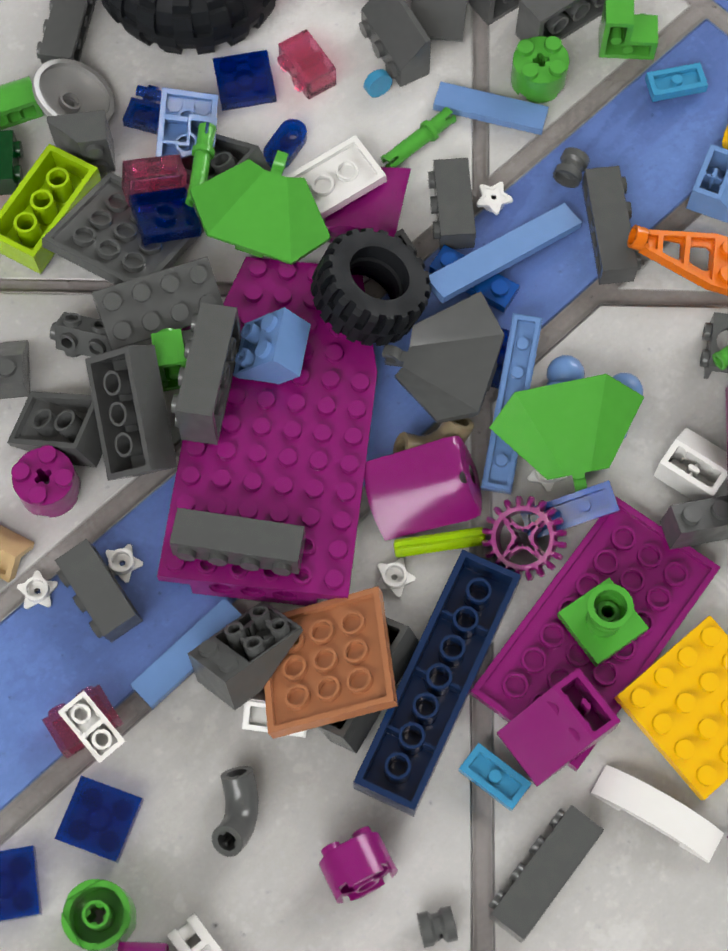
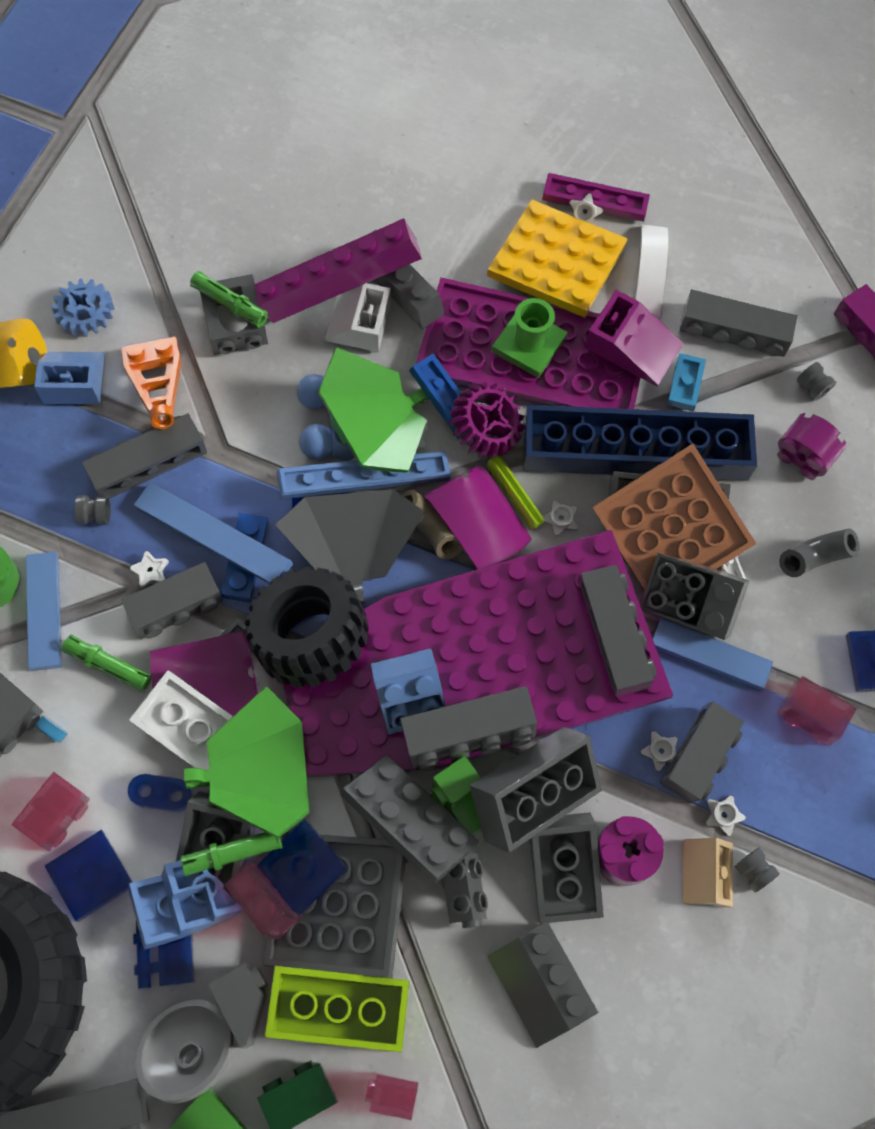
camera: 120 degrees left, 0 degrees up
(91, 726) = (825, 690): white slope -> none

